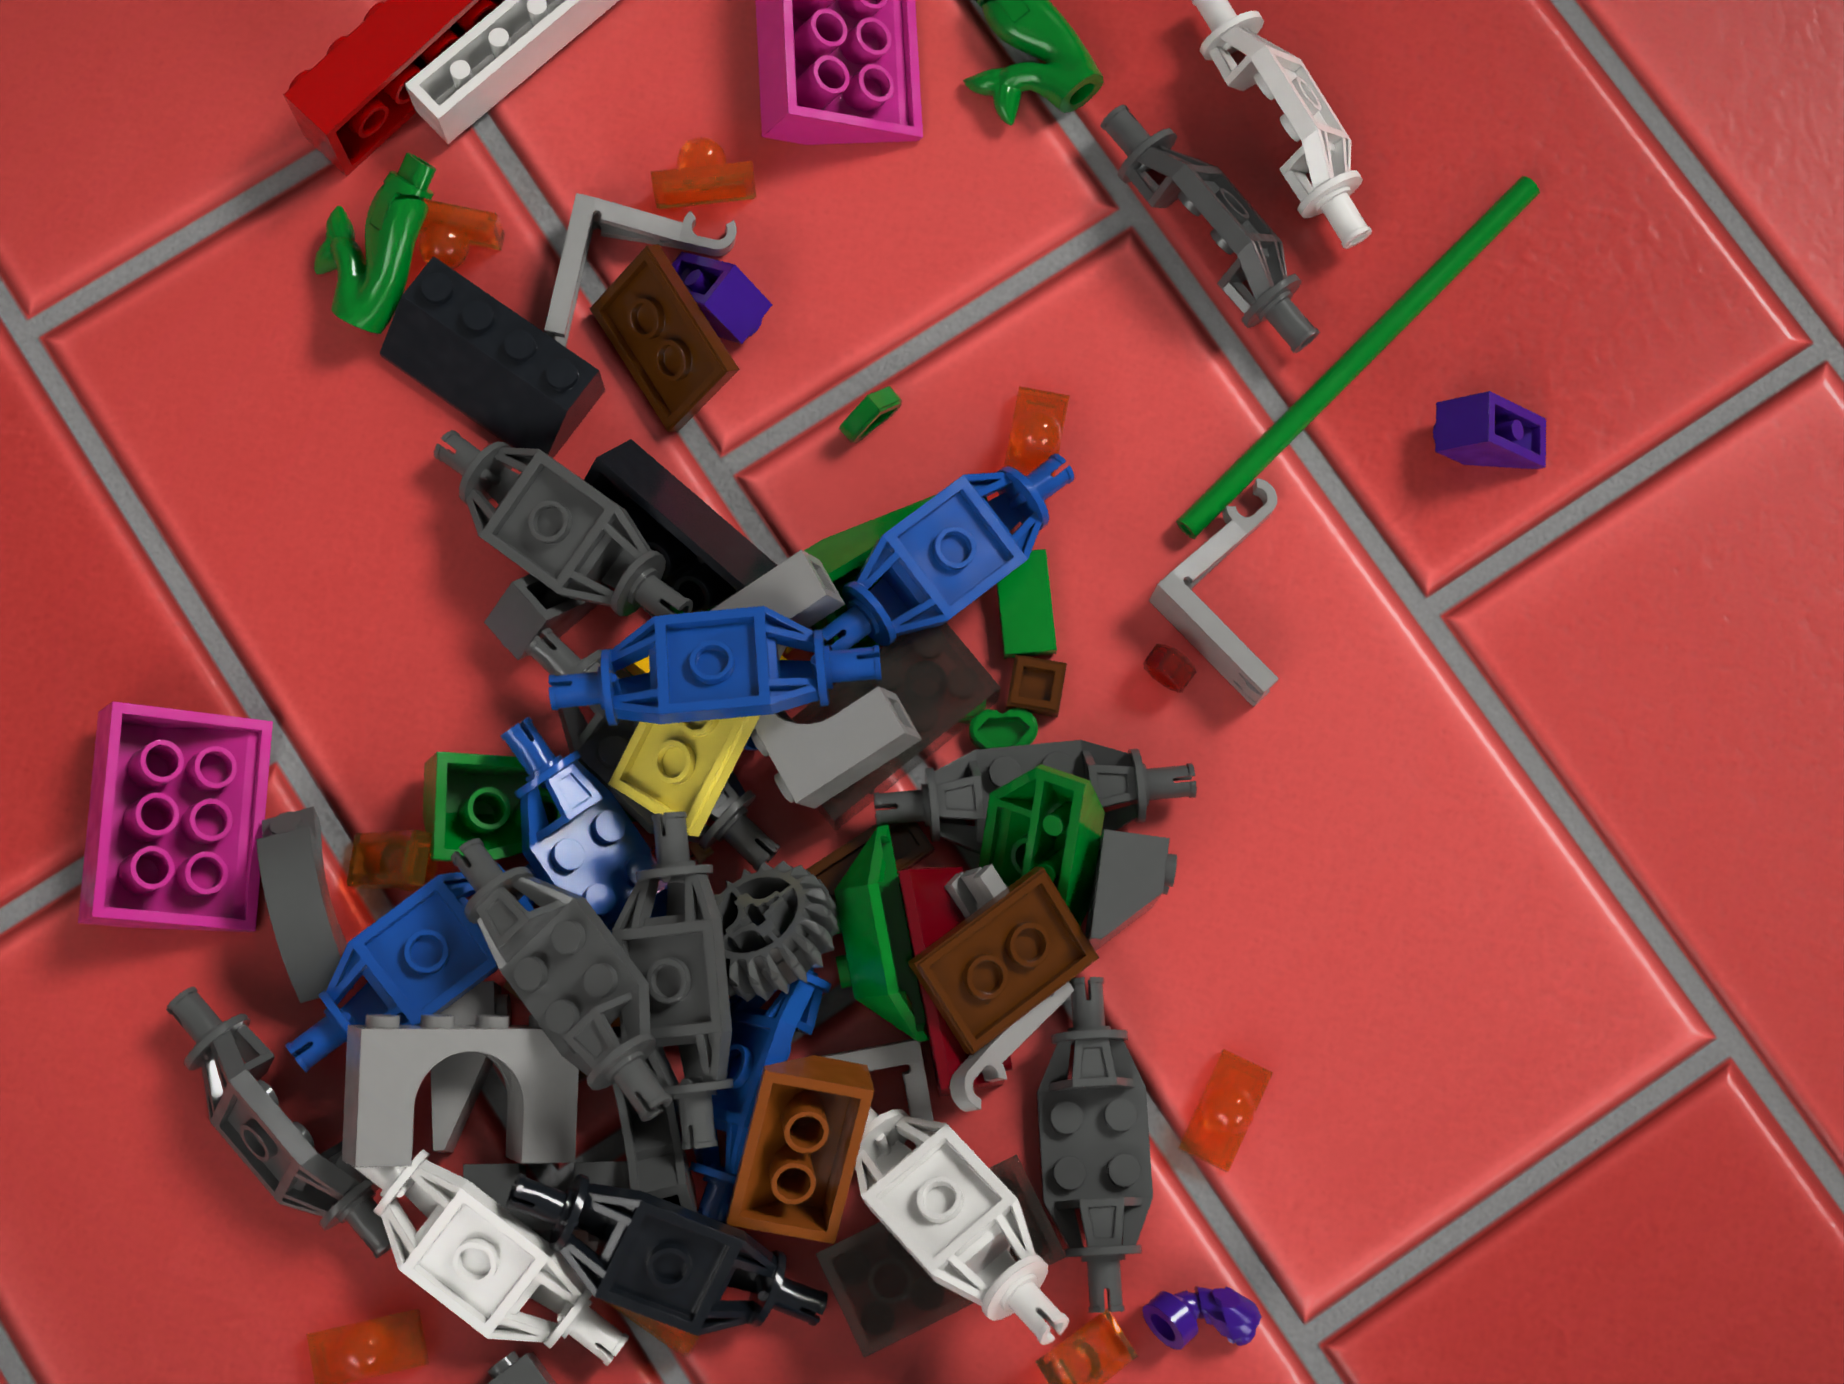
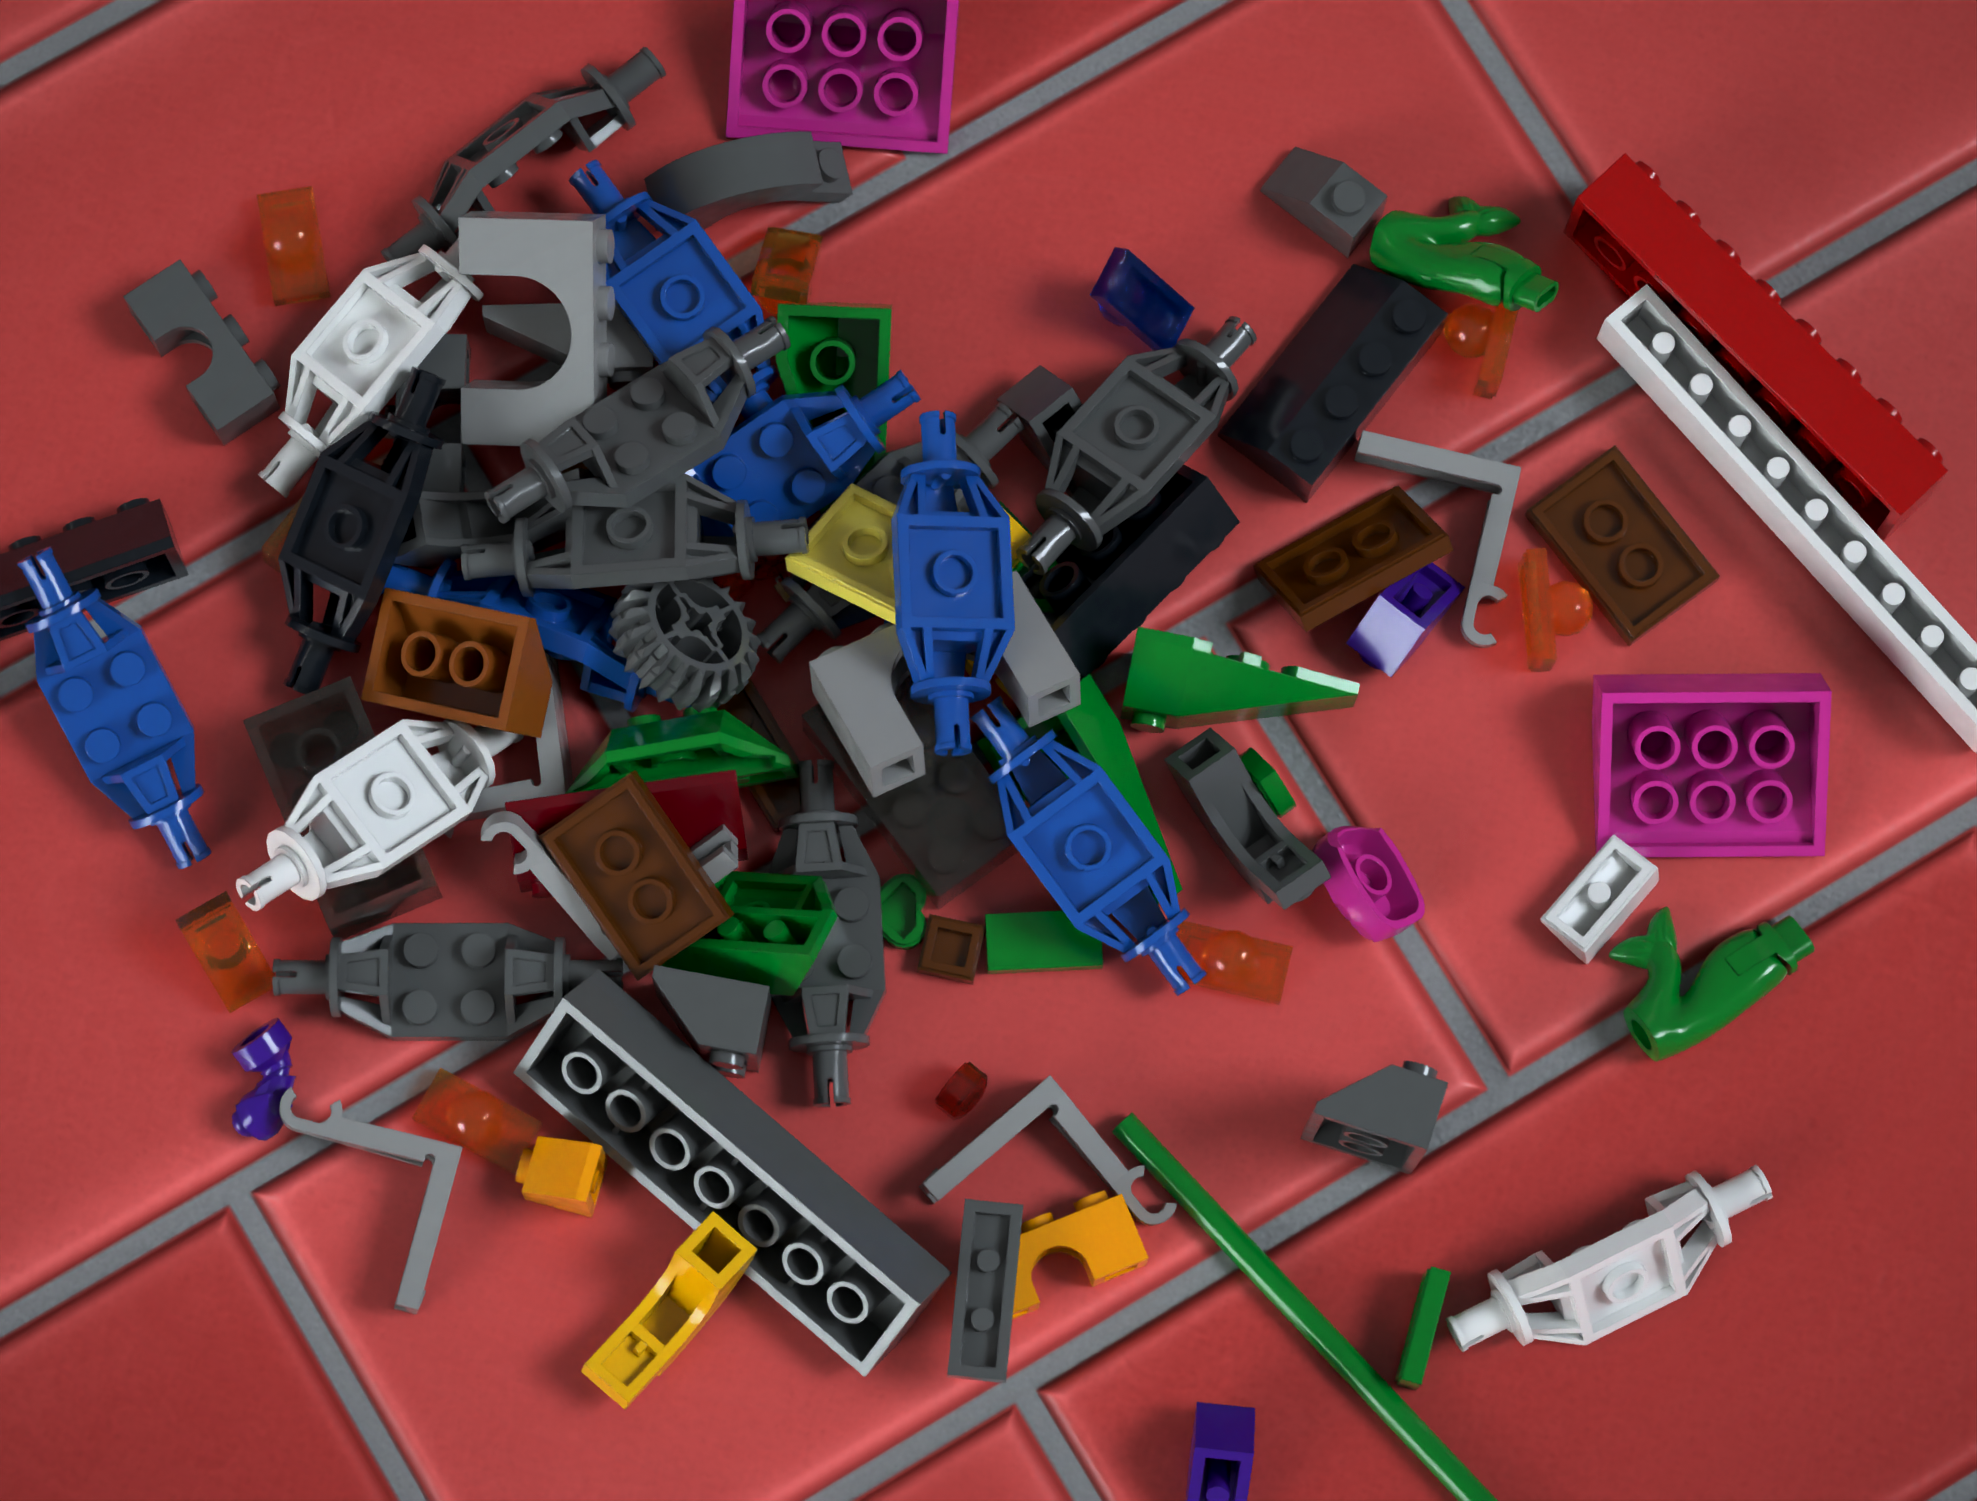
camera: 90 degrees right, 0 degrees up
(317, 374) = (1326, 198): none -> dark grey slope
(421, 533) = (1140, 300): none -> clear blue tile
(639, 120) = (1622, 545): none -> reddish brown tile
(784, 478) = (1184, 685): none -> green wedge
(918, 425) = (1243, 822): none -> dark grey arch
(959, 321) = (1370, 881): none -> dark pink piece
(961, 130) = (1601, 898): none -> white slope
(1178, 287) = (1382, 1116): none -> dark grey slope
(1235, 224) = (1483, 1182): dark grey plate -> none
(1267, 865) = (715, 1150): none -> dark grey brick
(1277, 1021) = (563, 1174): none -> light orange slope
(1308, 1143) = (401, 1147): none -> light grey hinge
(1329, 622) = (1096, 1235): none -> light orange arch
(1352, 267) = (1422, 1328): none -> green tile
(1363, 628) = (985, 1291): none -> dark grey plate
(1376, 901) = (672, 1312): none -> yellow arch

